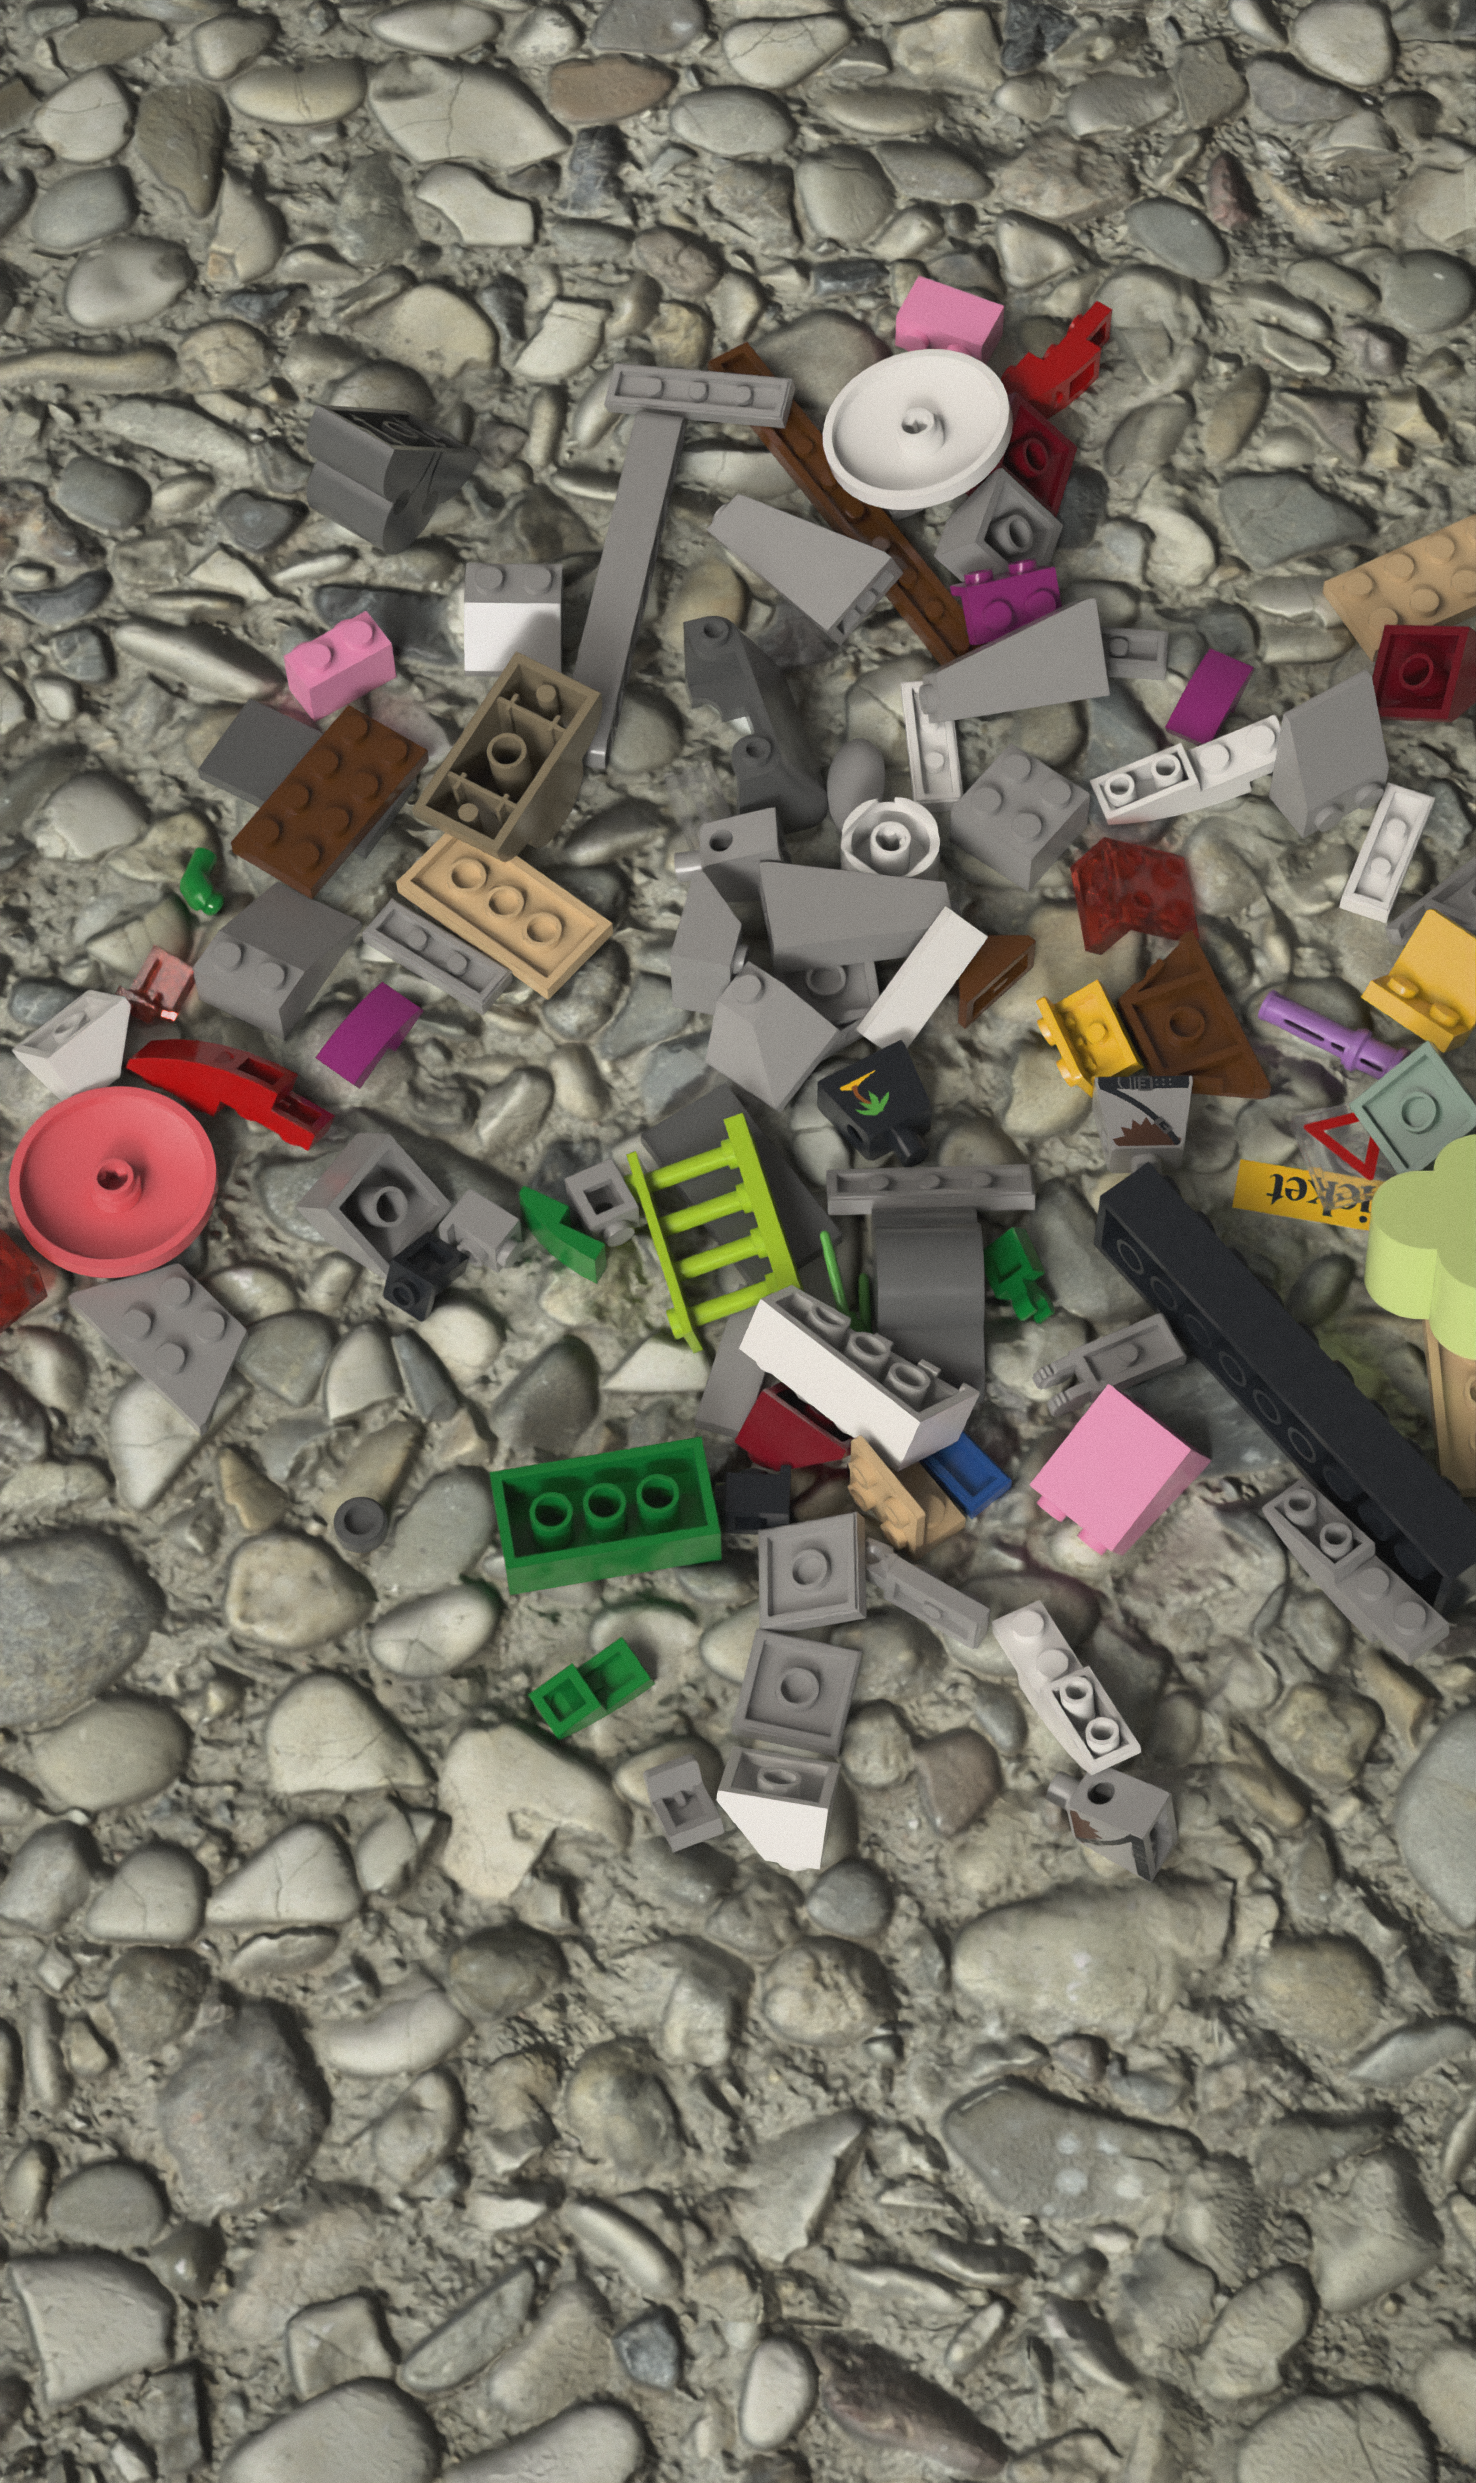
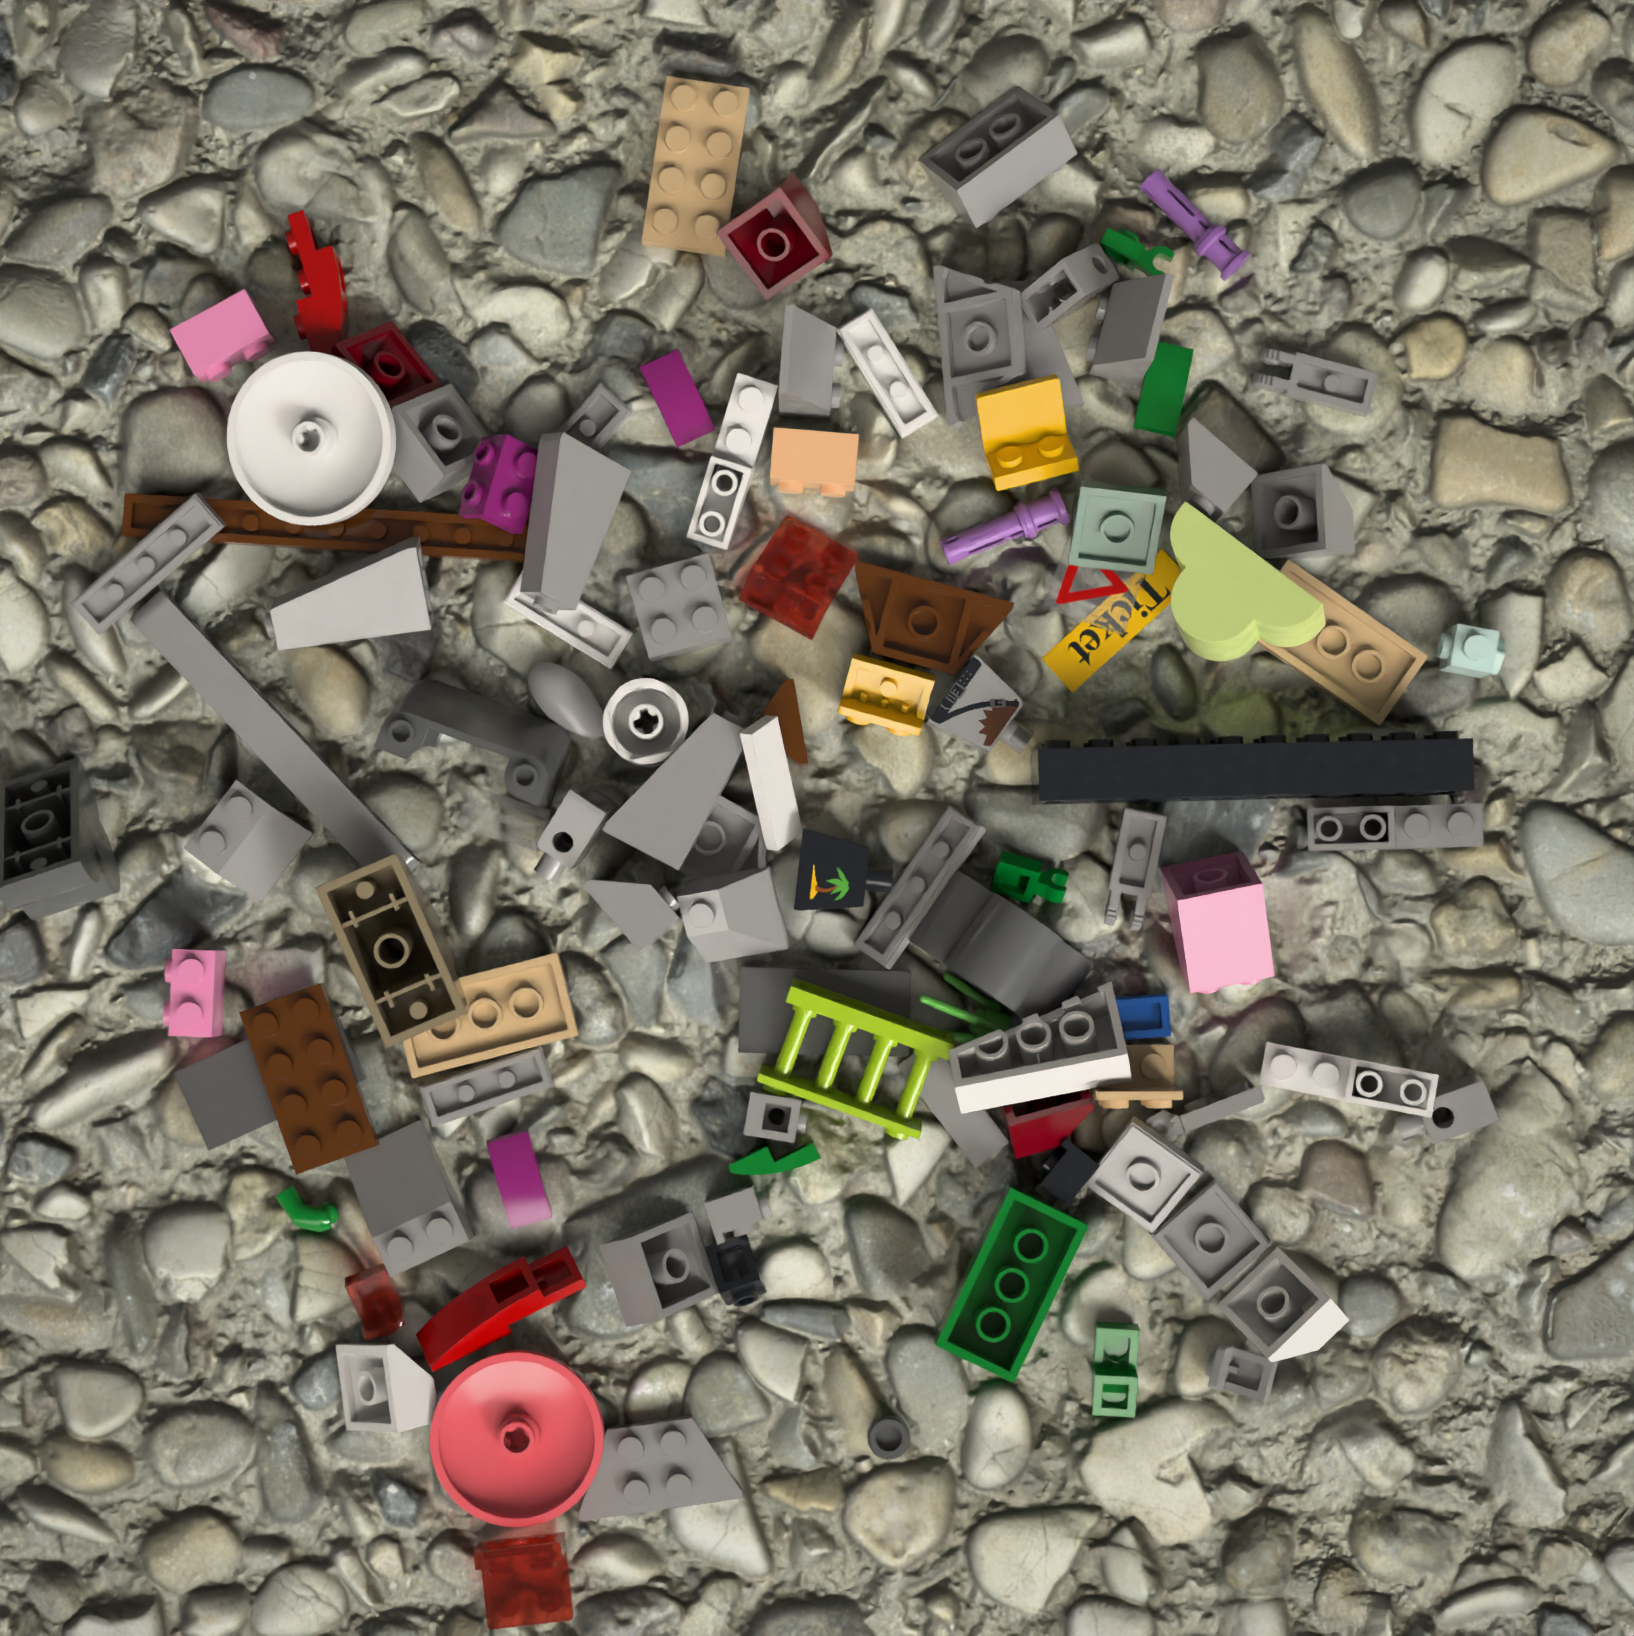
camera: 60 degrees left, 25 degrees up
(1253, 839) = (813, 461): none -> light nougat brick

